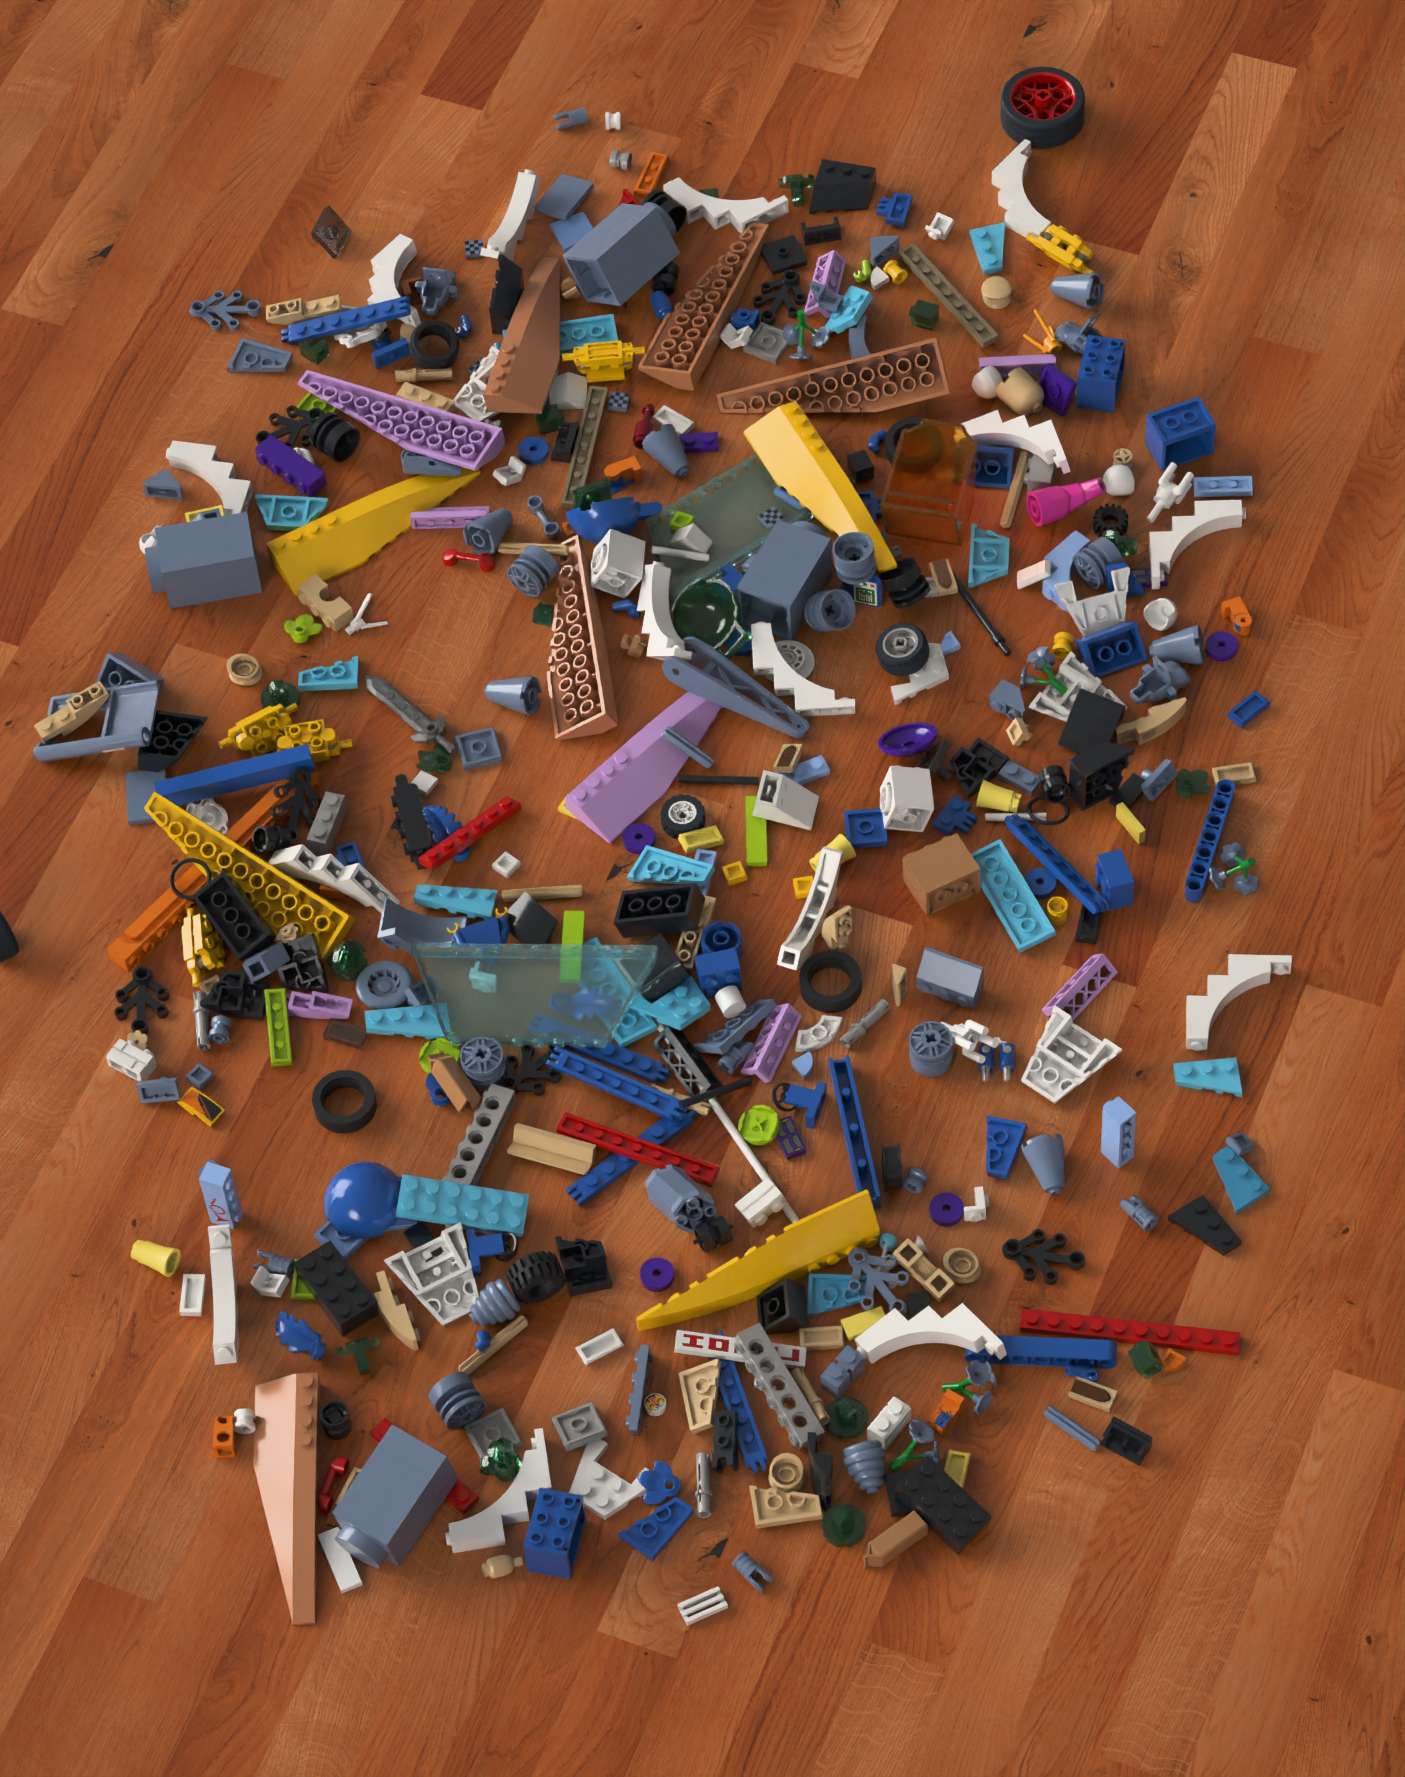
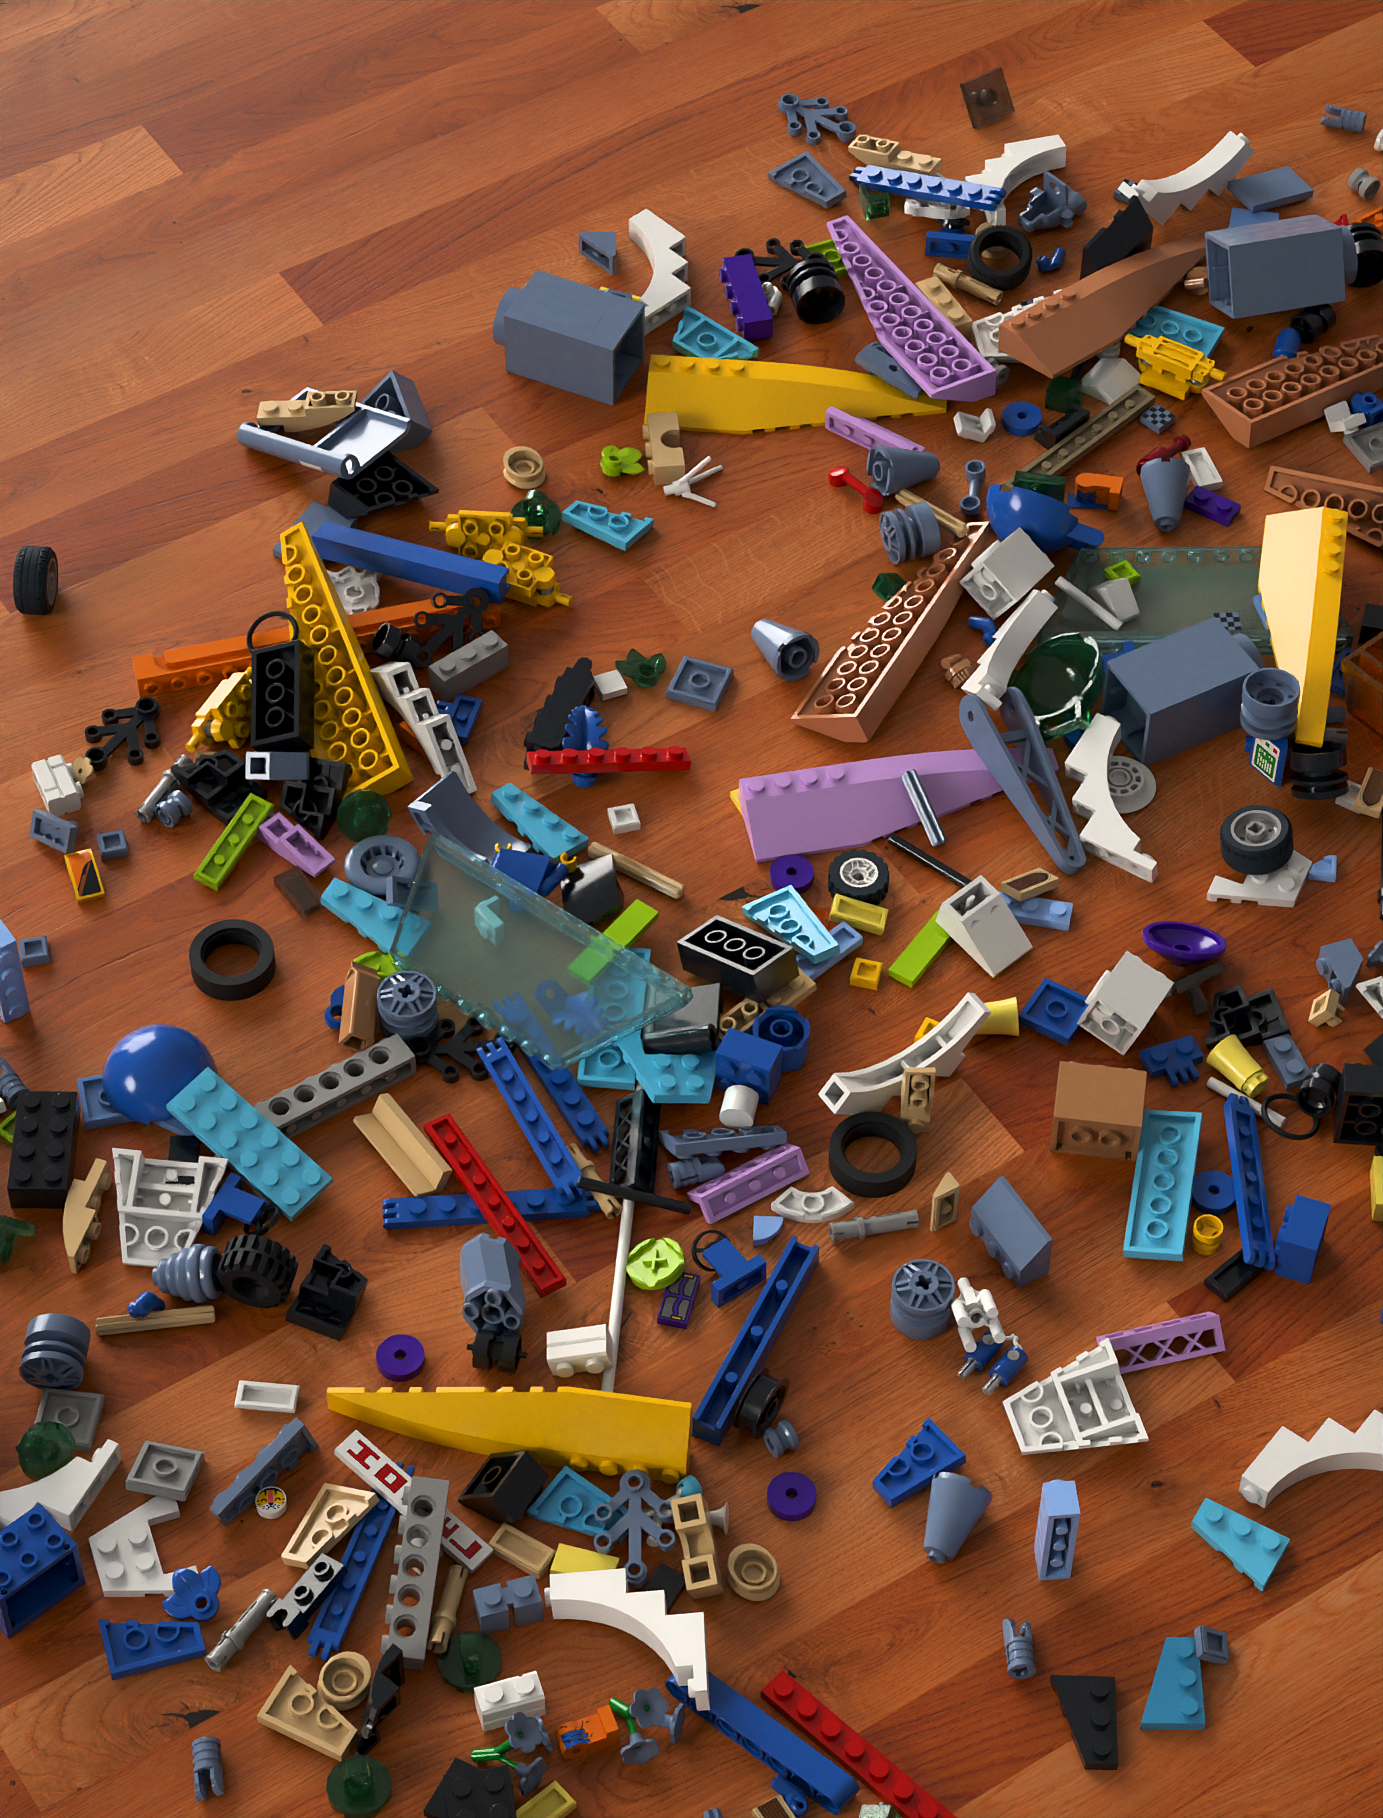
camera: 30 degrees right, 5 degrees down
(287, 933) = (324, 749): tan plant -> none
(408, 289) = (1020, 195): dark orange panel -> none
(427, 729) = (661, 630): sword -> none
(700, 1598) = (120, 1759): white tile -> none
(829, 610) = (1220, 751): sand blue wheel -> none
(866, 1464) = (439, 1731): sand blue piece -> none
(977, 1212) = (835, 1513): white bracket -> none
(1040, 1255) = (859, 1621): black plant -> none

